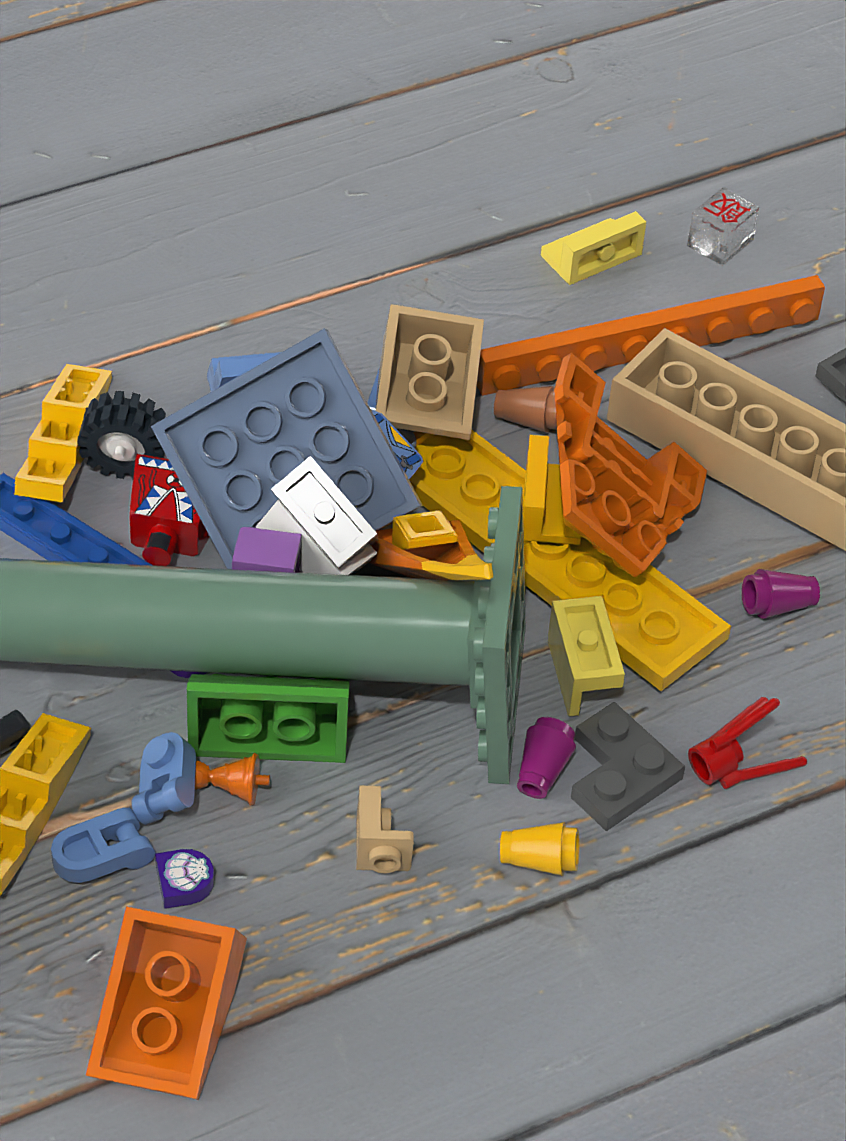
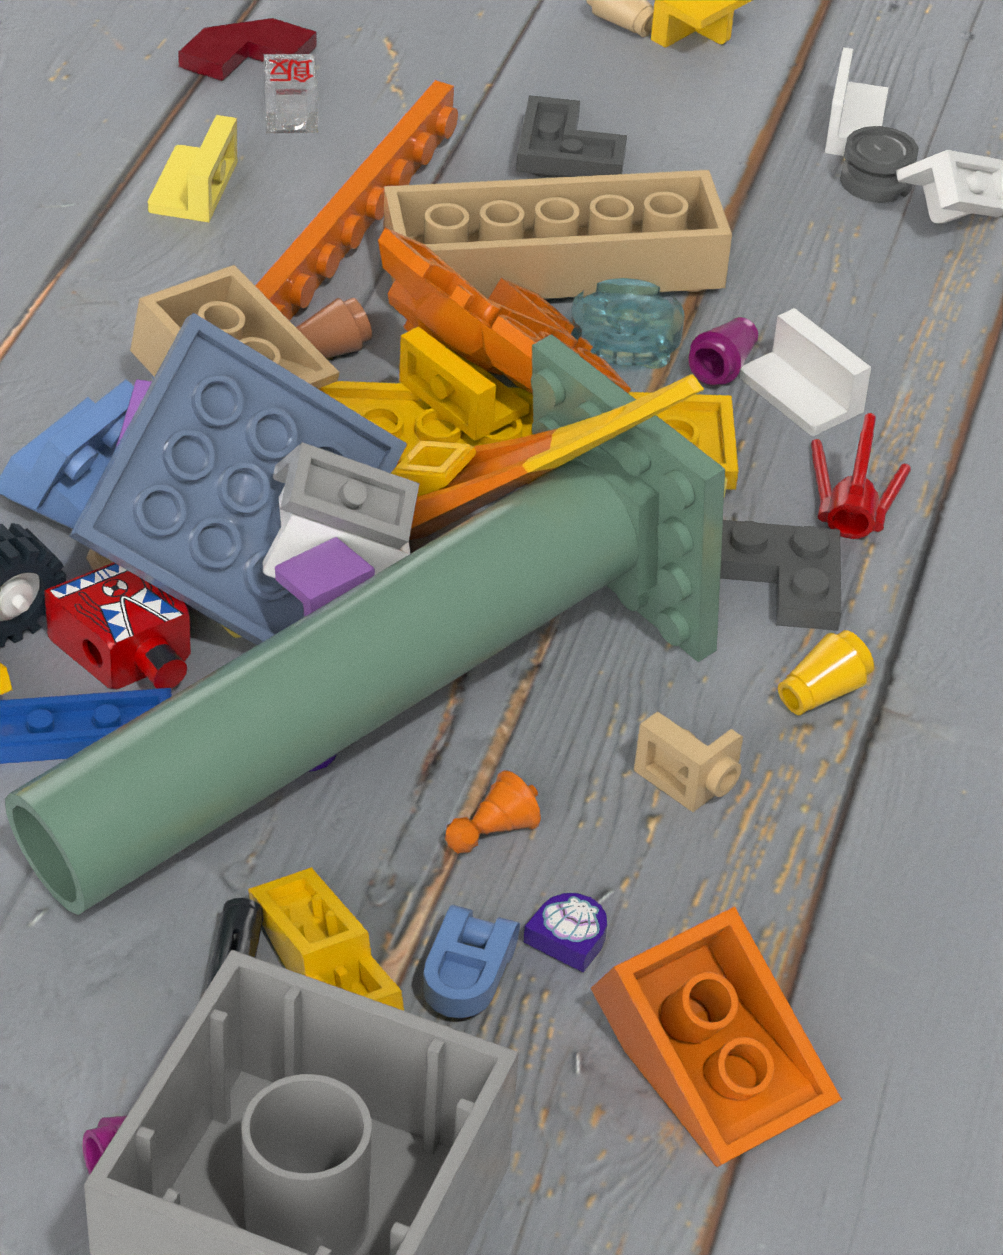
camera: 45 degrees left, 5 degrees down
(165, 778) = (430, 843): medium blue plate -> none
(268, 717) = (471, 731): bright green slope -> none
(544, 756) = (738, 612): magenta cone -> none
(733, 551) = (647, 340): none -> clear light blue plate
(767, 179) = (222, 48): none -> dark red tile
(810, 652) = (809, 375): none -> white panel

